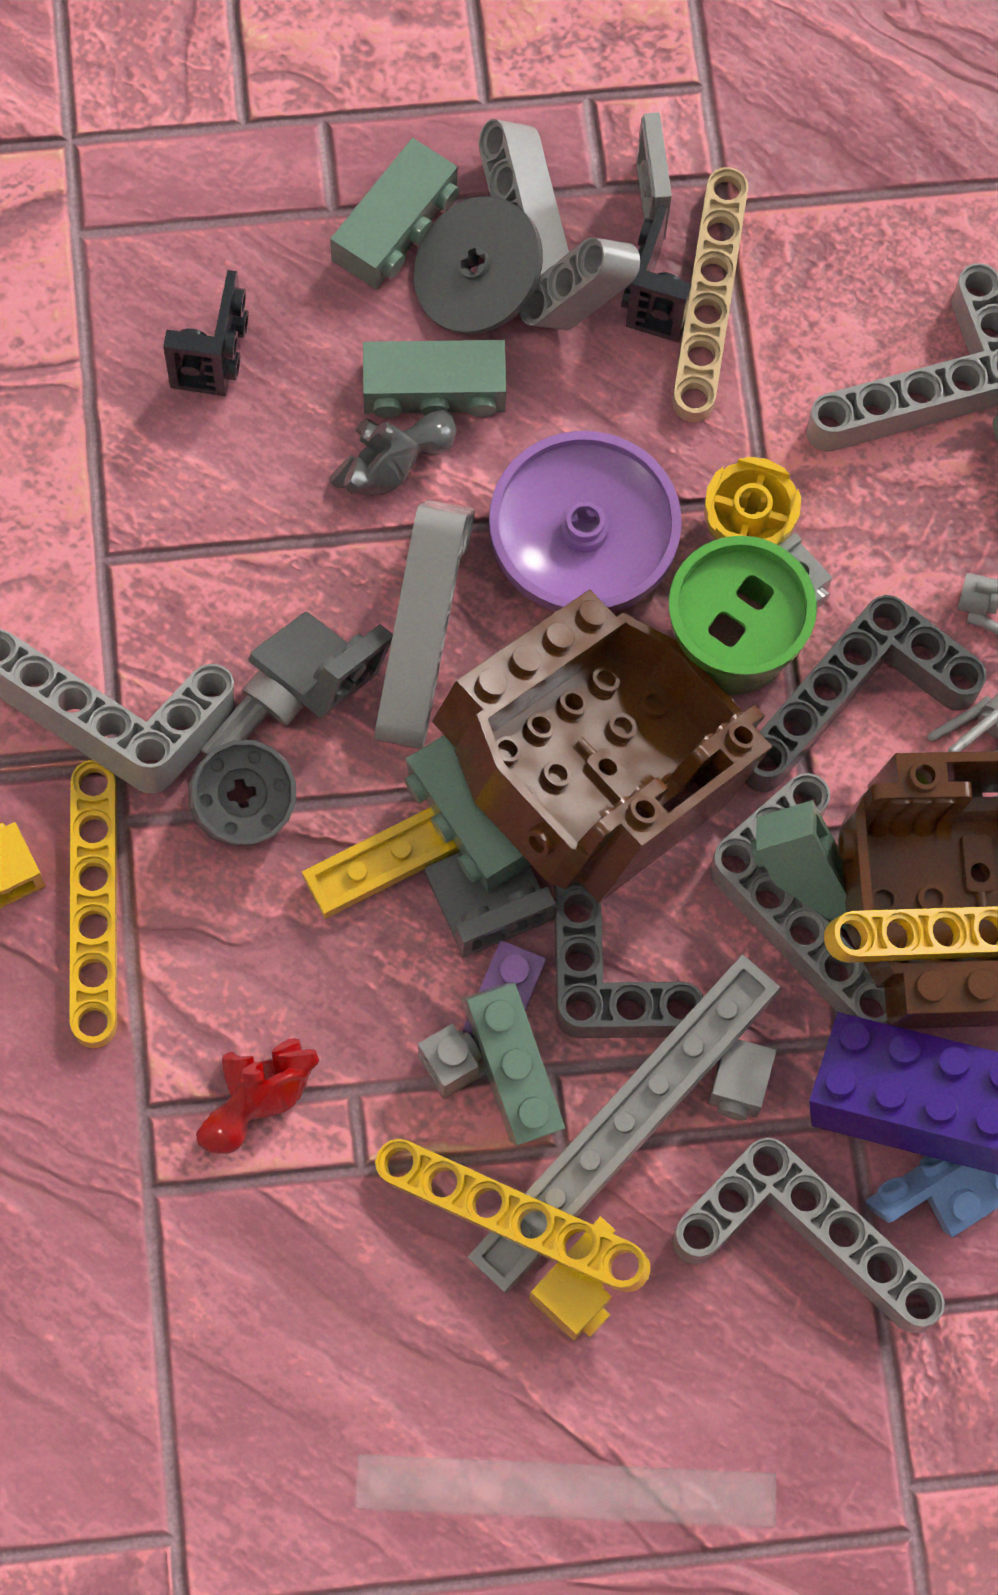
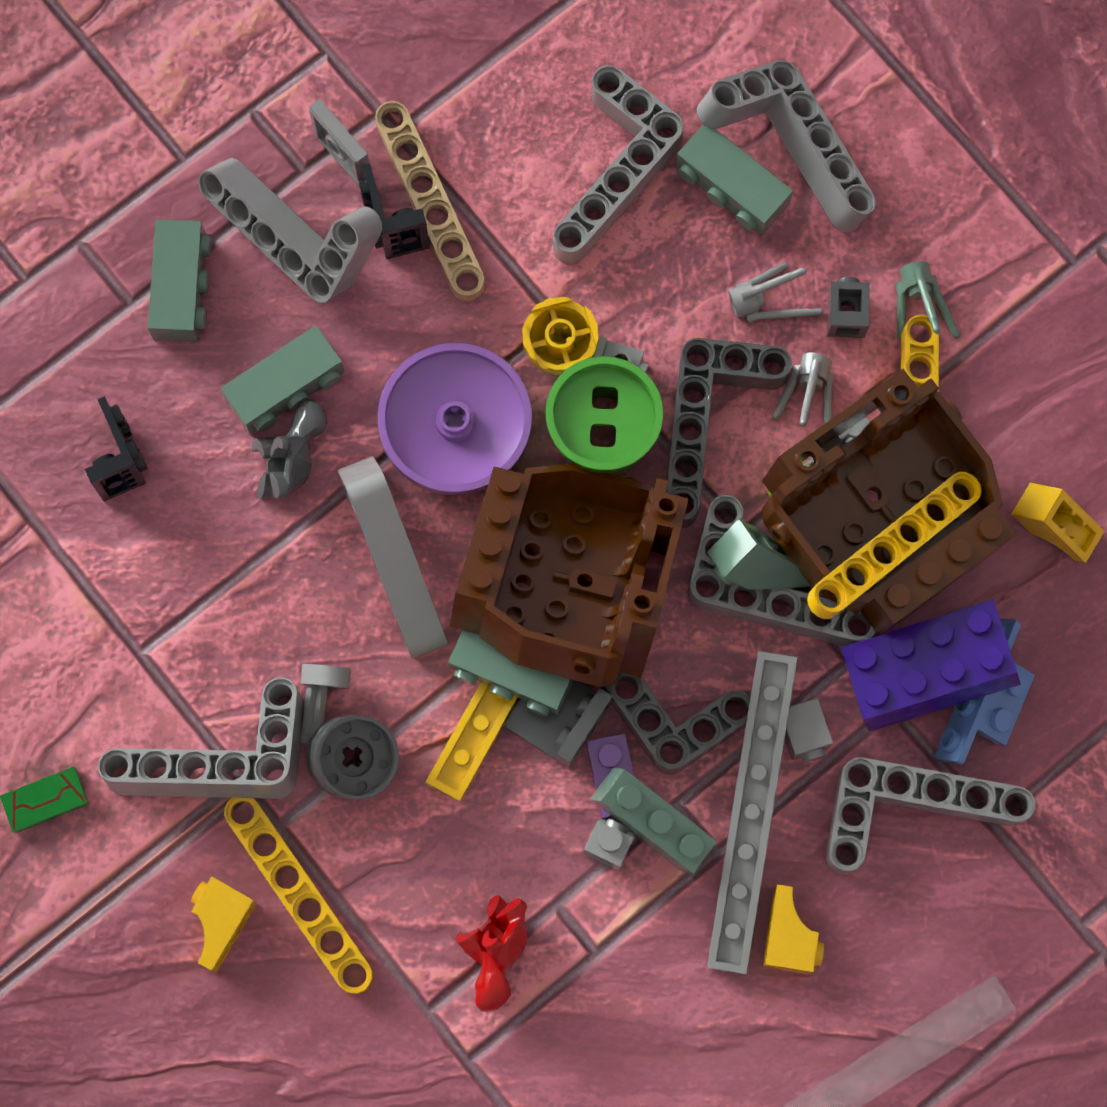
camera: 30 degrees left, 5 degrees up
(318, 663) = (340, 631): dark grey bracket -> none
(502, 285) = (288, 287): dark grey piece -> none
(509, 1218) = (719, 925): yellow beam -> none

